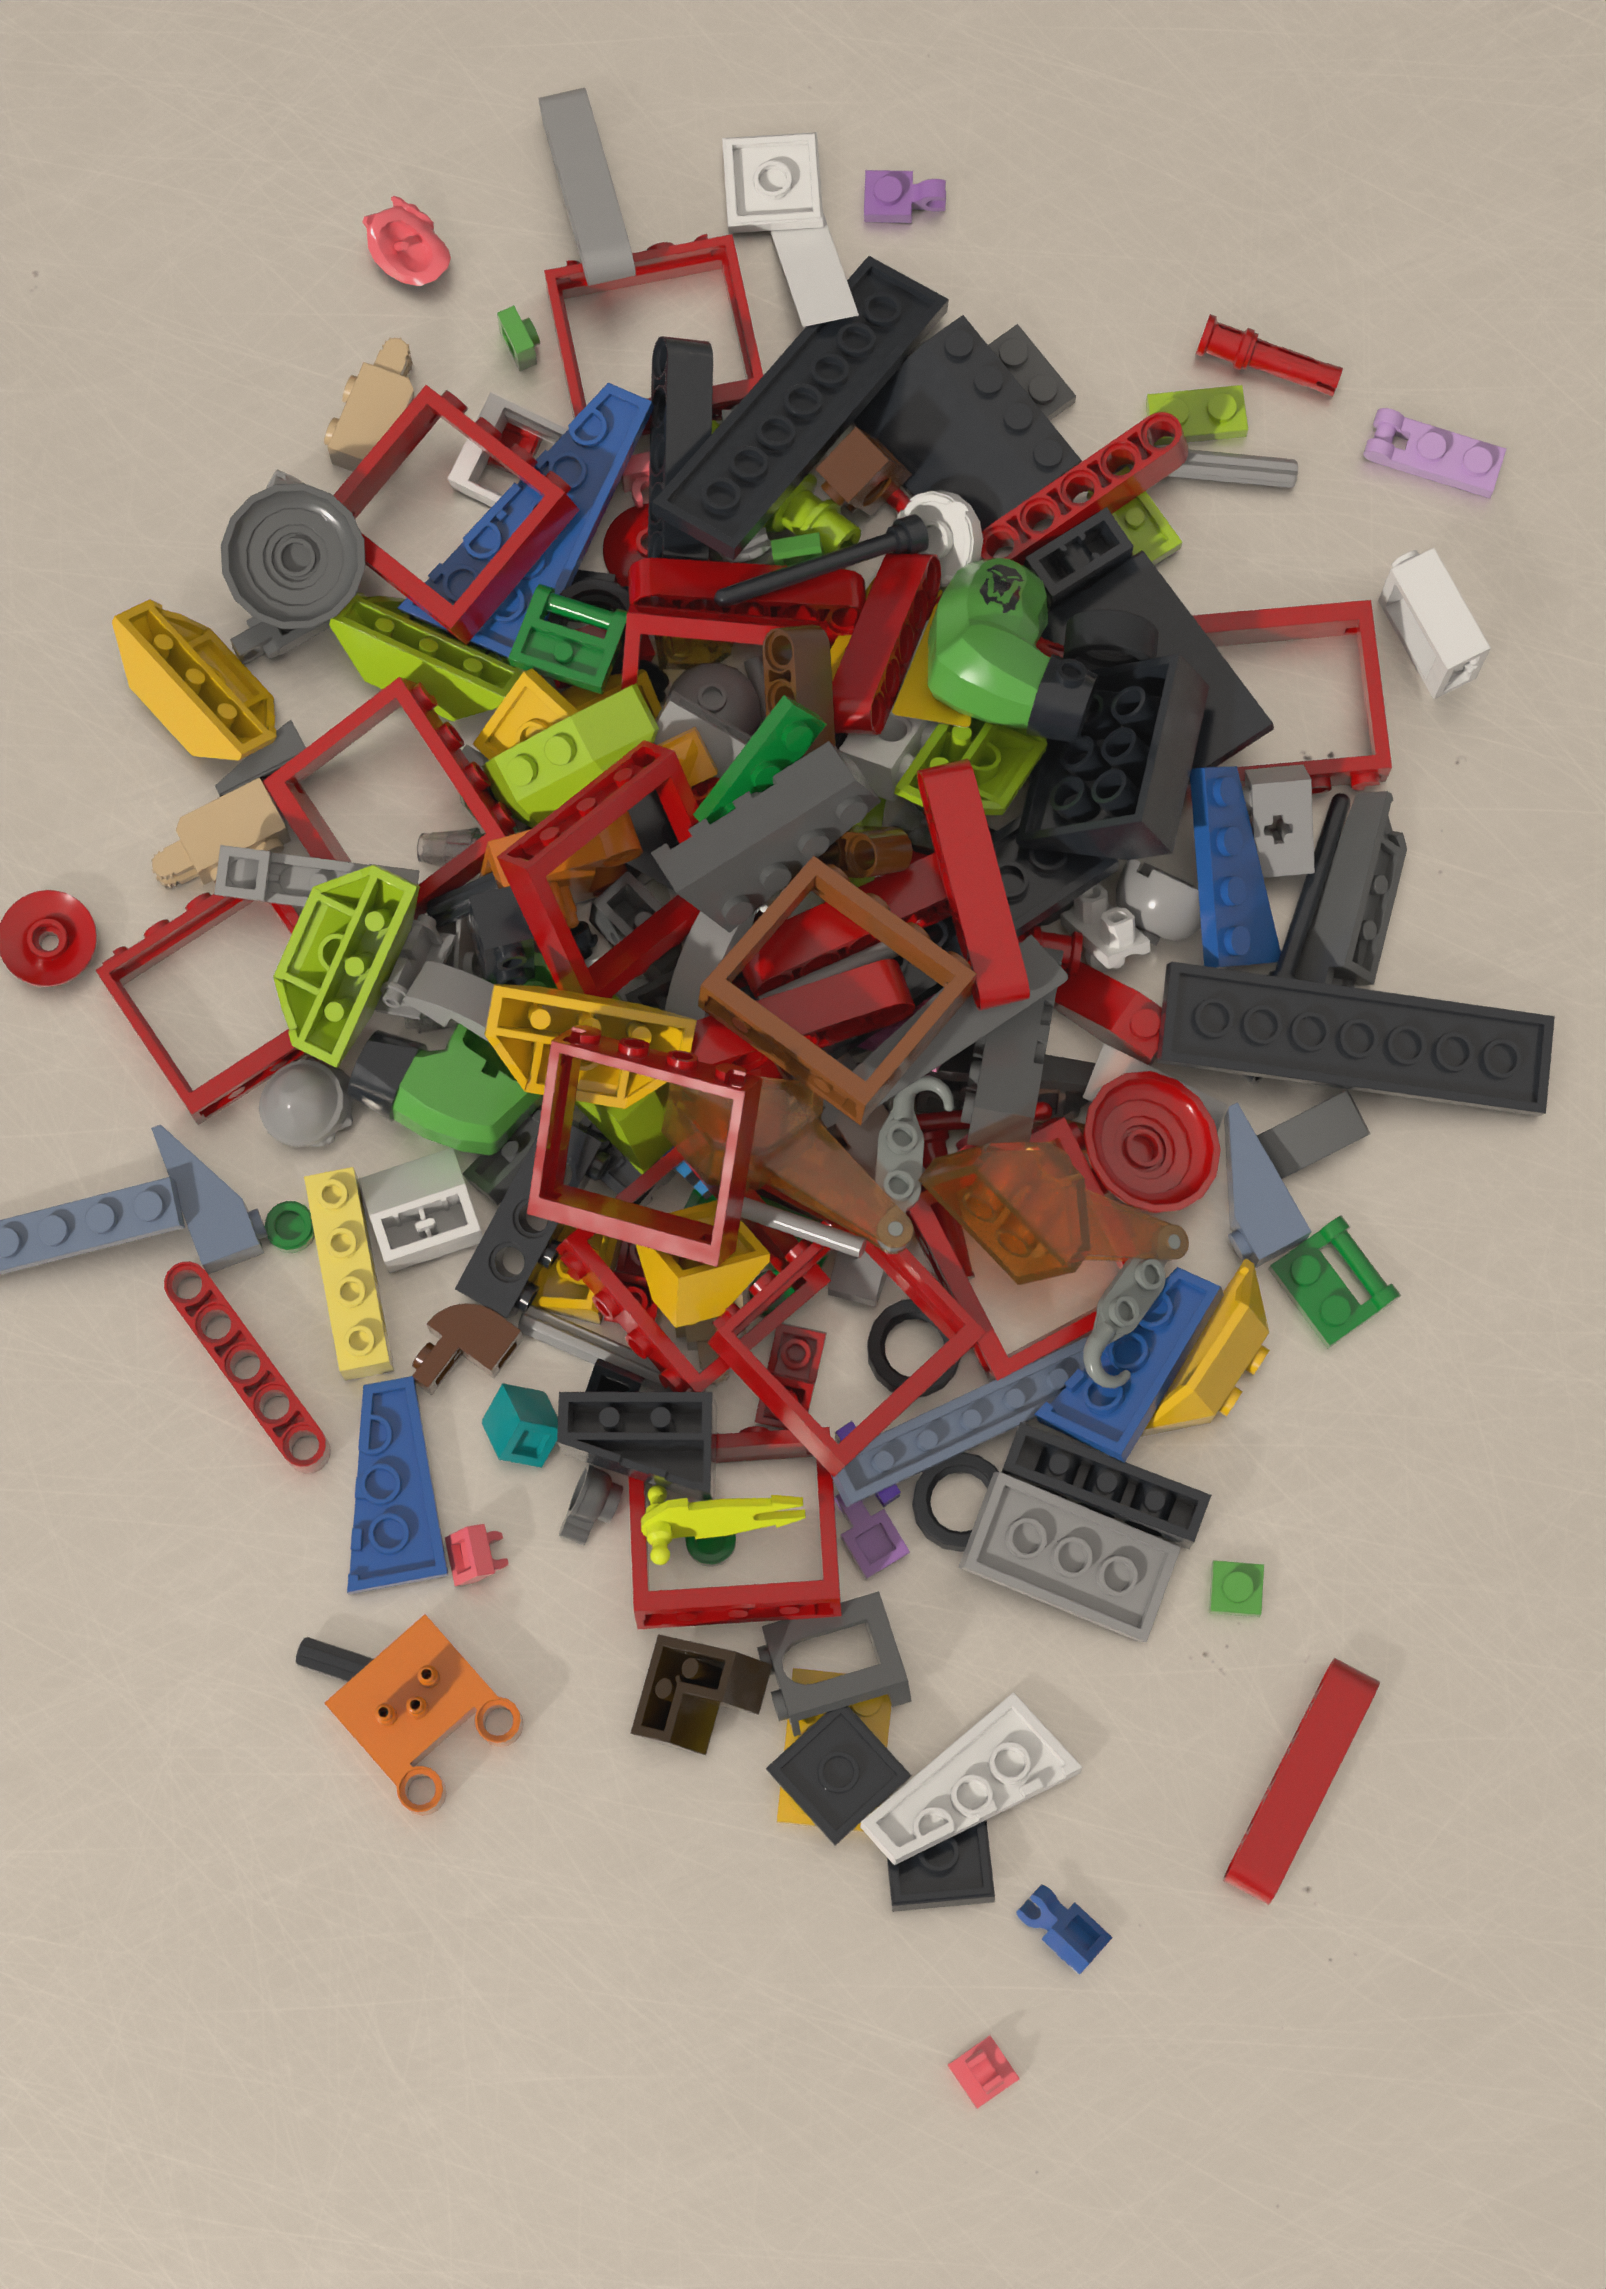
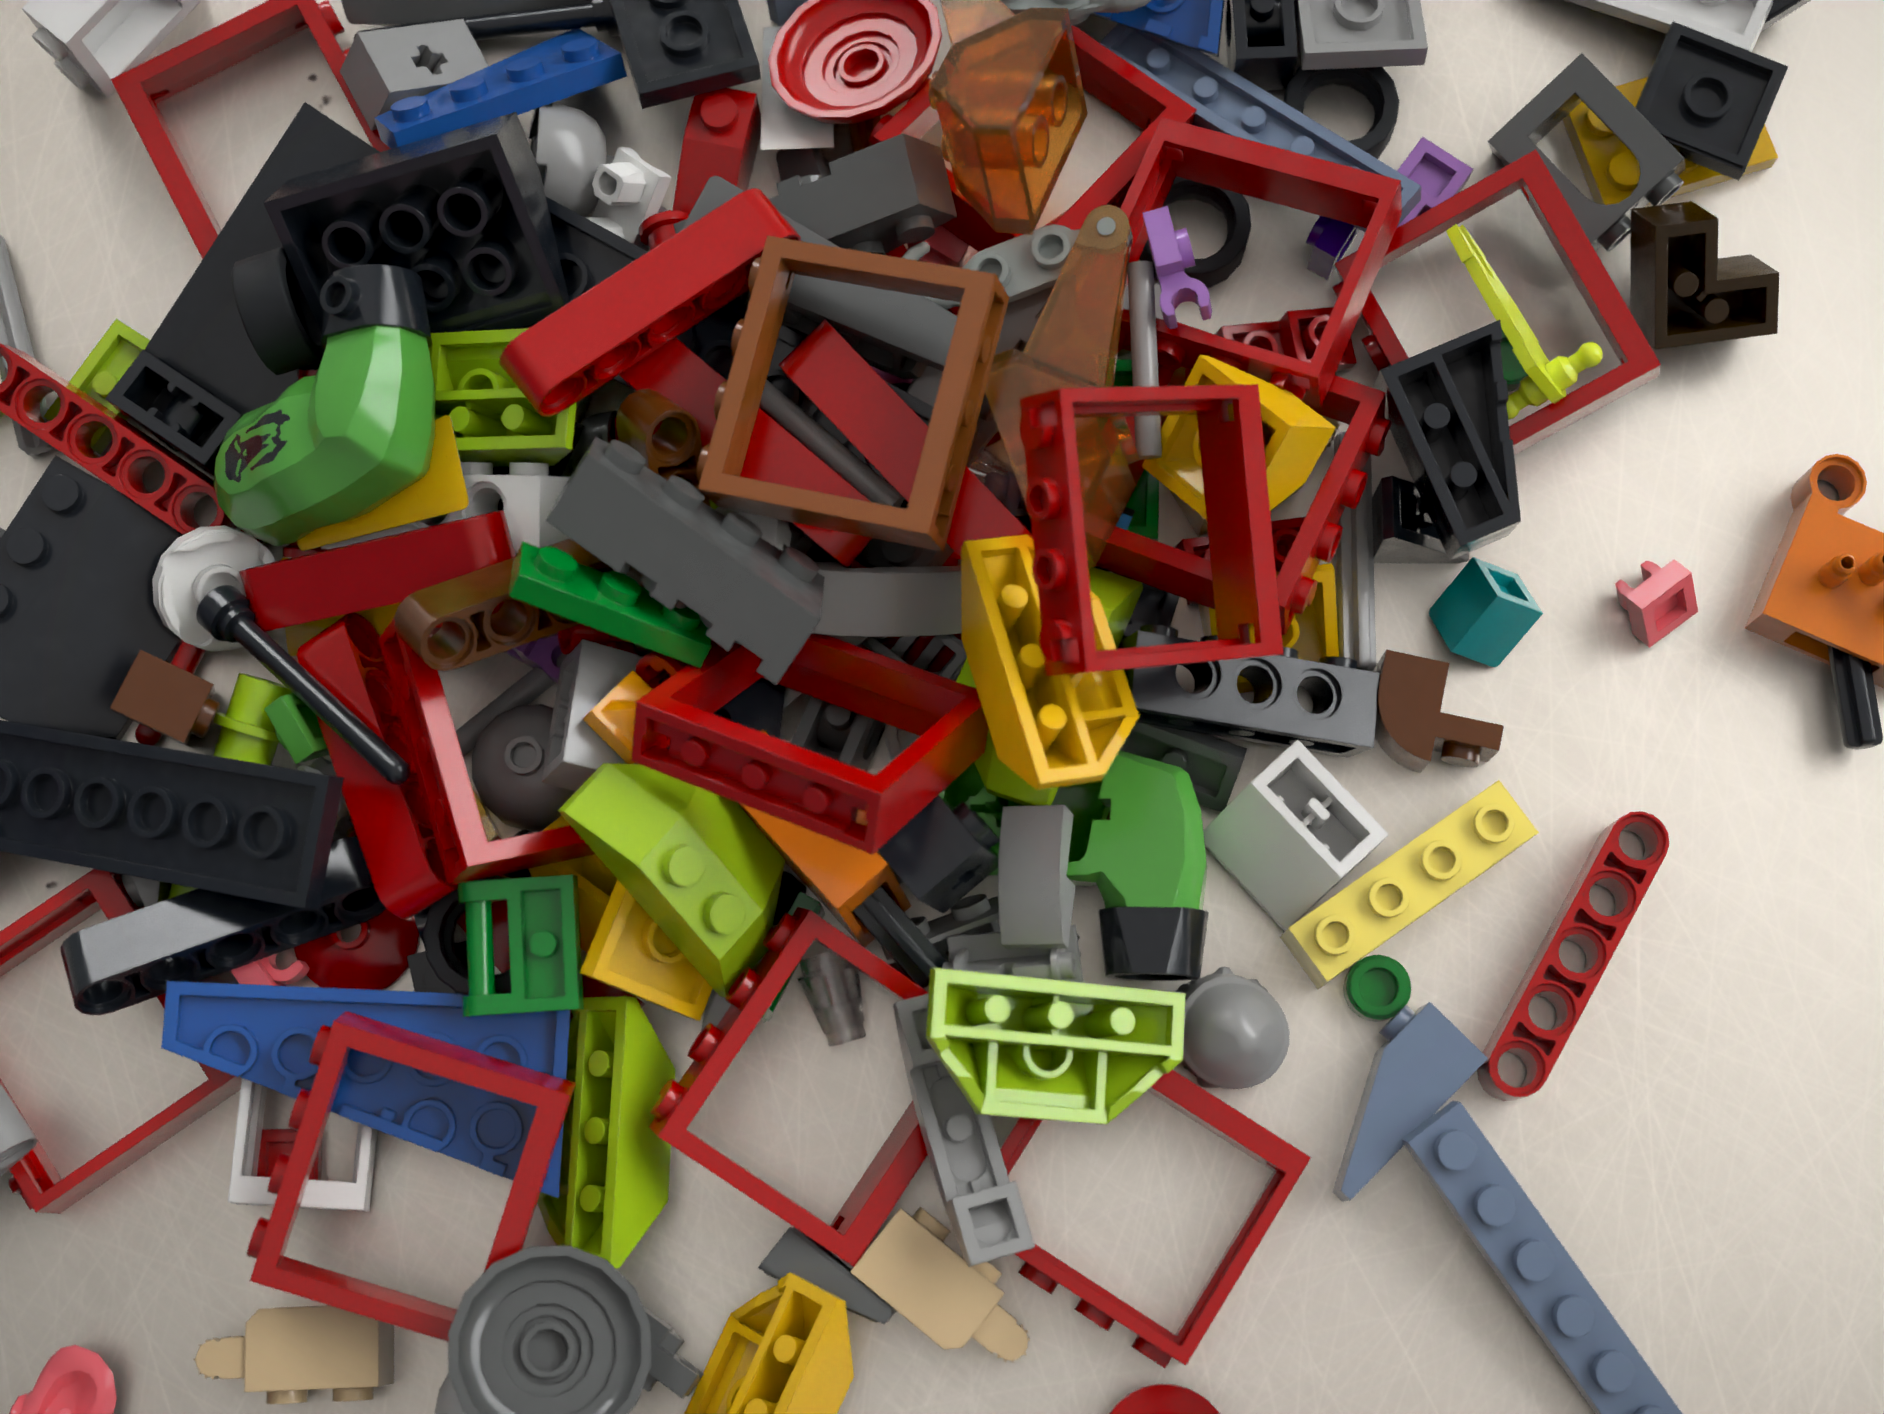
camera: 105 degrees left, 0 degrees up
(395, 1511) = (1642, 716): blue wing -> none
(519, 337) = (138, 1212): bright green plate -> none
(592, 1499) = (1543, 501): dark grey piece -> none
(857, 1270) = (1171, 255): none -> medium lavender plate

